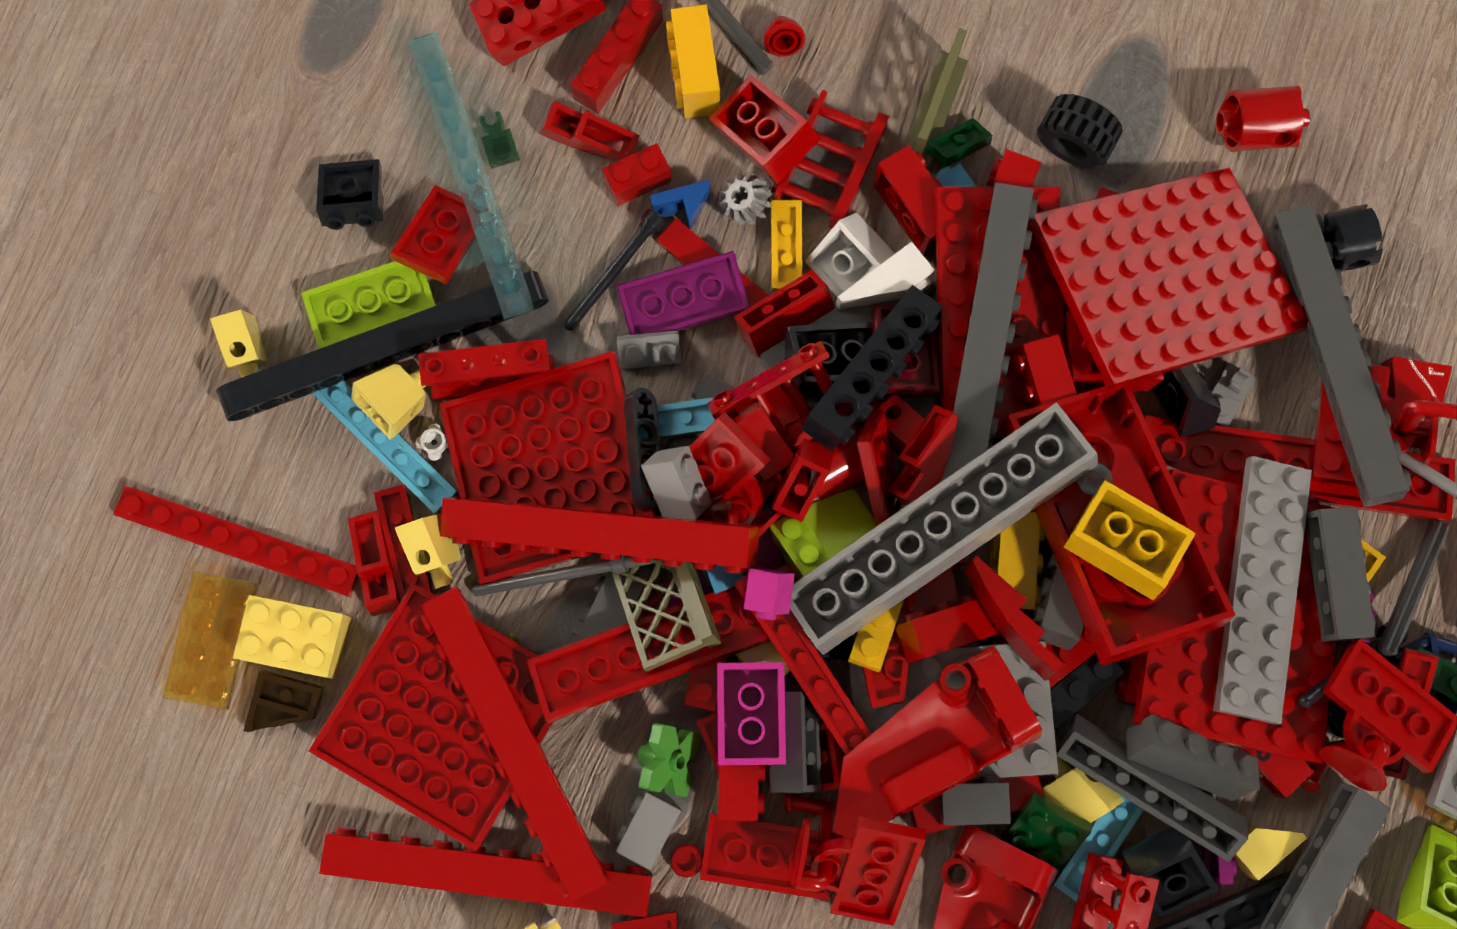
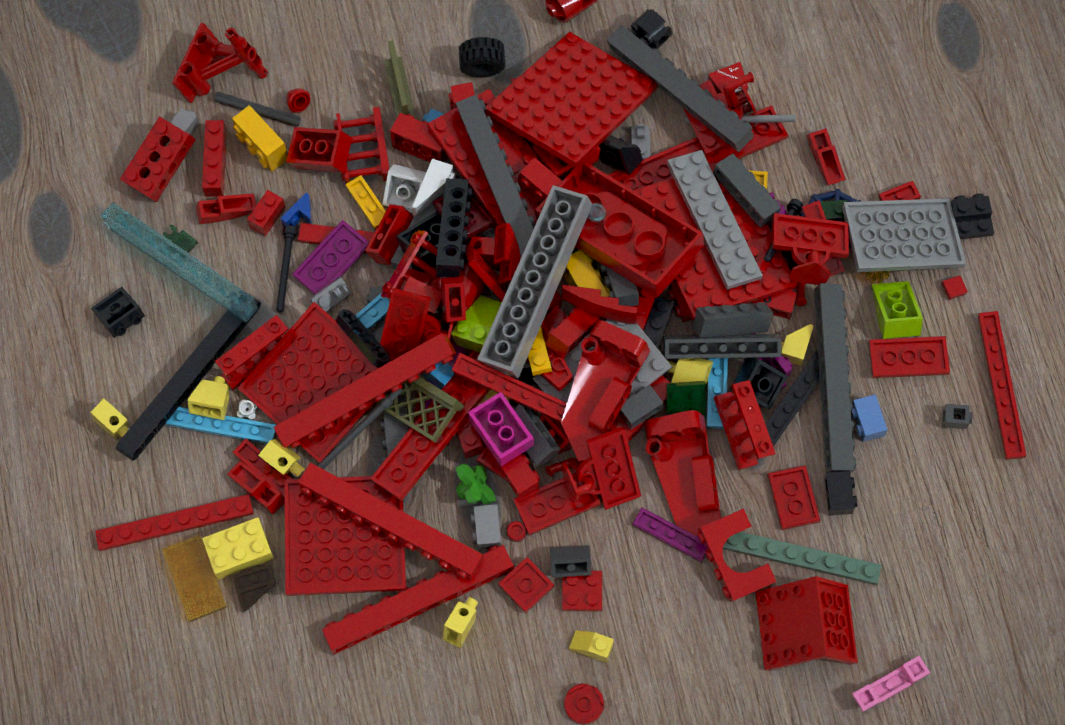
camera: 30 degrees left, 10 degrees down
(366, 301) = (163, 359): lime plate -> none
(436, 236) = (180, 304): red plate -> none
(676, 483) = (390, 340): light grey brick -> none
(743, 188) = (331, 191): light grey gear -> none
(768, 592) = (471, 360): dark pink brick -> none
(959, 142) = (423, 99): dark green plate -> none
(1129, 540) = (628, 227): yellow brick -> none
(1413, 588) = (789, 175): dark grey axle -> none

